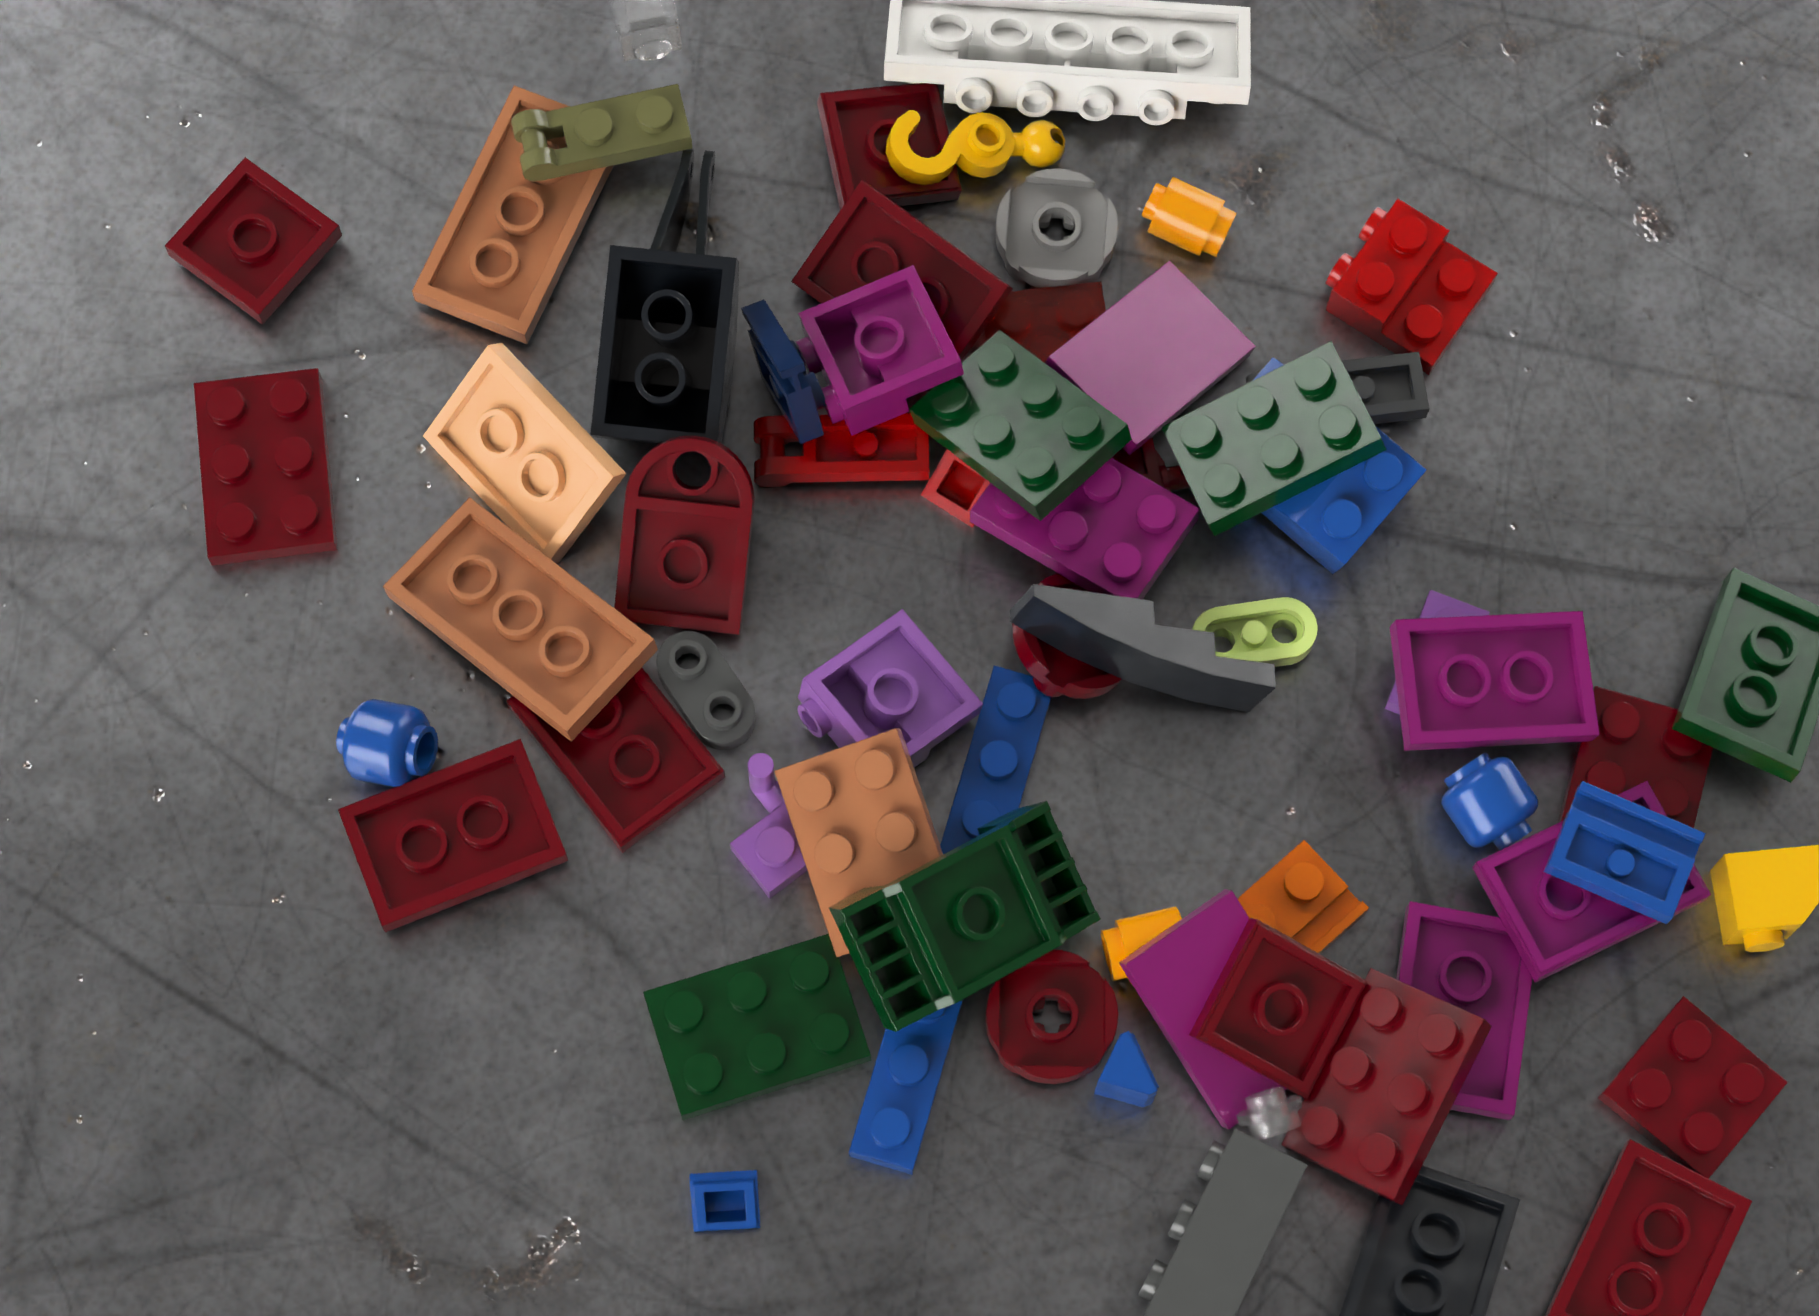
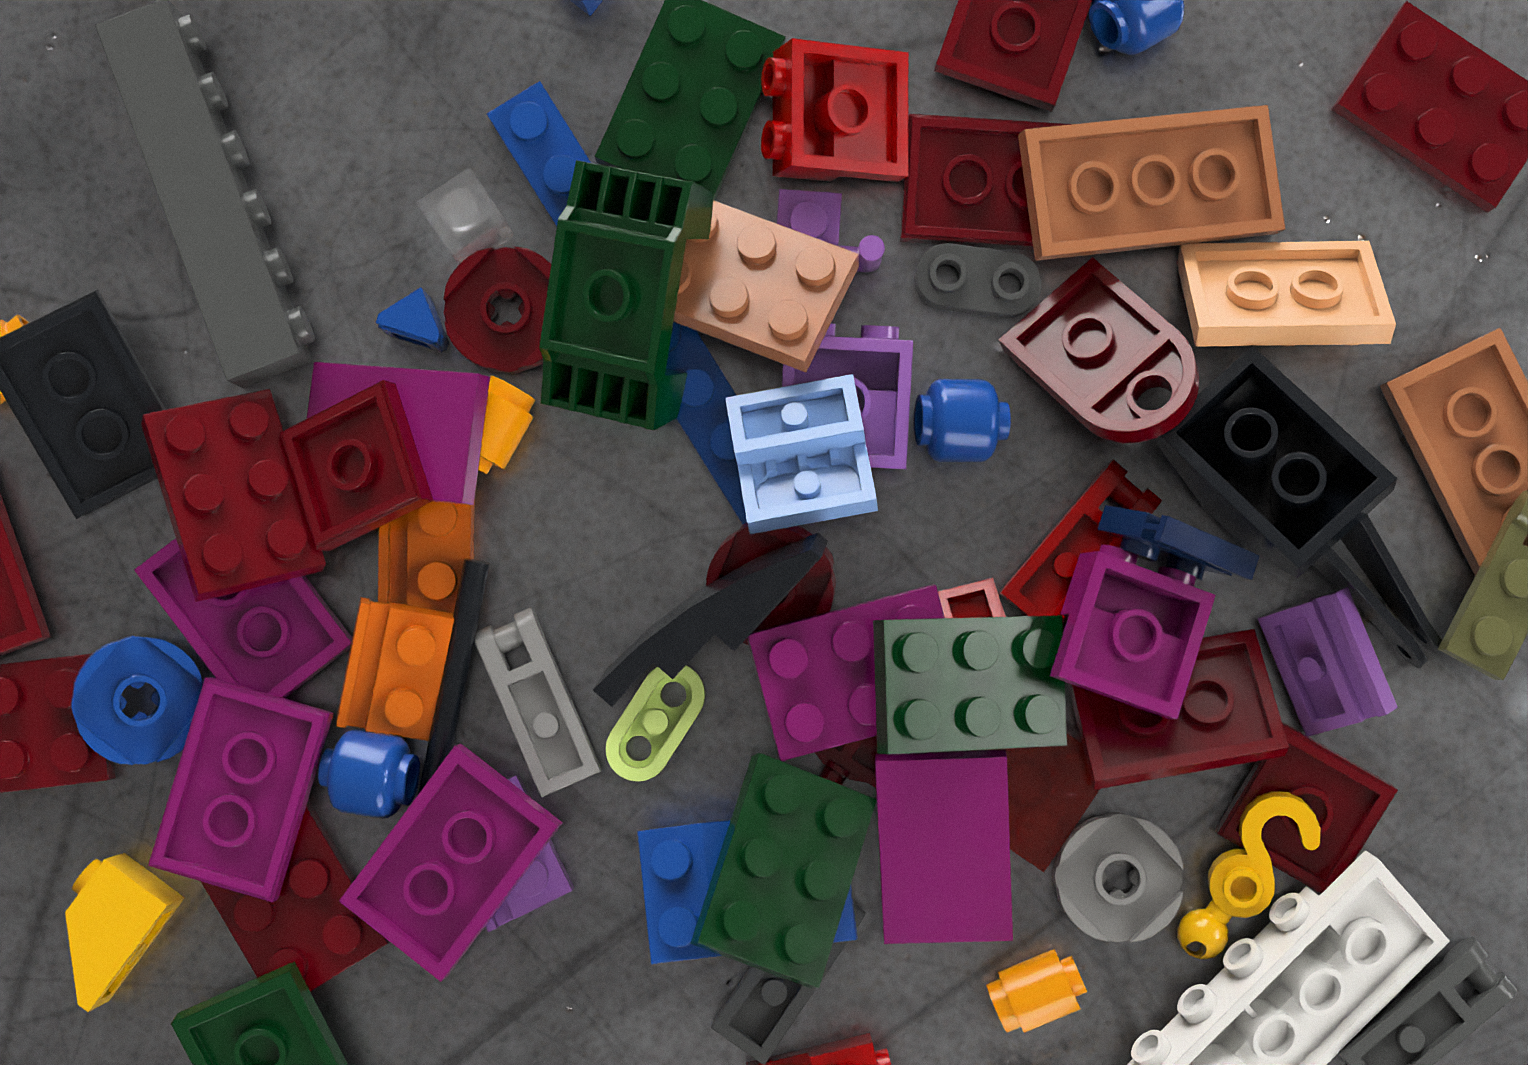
camera: 135 degrees right, 15 degrees up
(671, 896) = (836, 111): none -> red plate
(771, 212) = (1327, 662): none -> medium lavender plate
(827, 604) = (960, 420): none -> blue head
(963, 684) = (801, 454): none -> light blue slope
(1011, 1104) = (465, 216): none -> clear brick
(1270, 1113) = (288, 391): clear plate -> none
(1322, 730) = (537, 704): none -> light grey plate
(1363, 806) = (456, 666): none -> black bar
(1397, 853) = (394, 669): none -> orange plate
(1609, 1054) = (99, 701): none -> blue plate
(1624, 852) = (226, 823): blue plate -> none

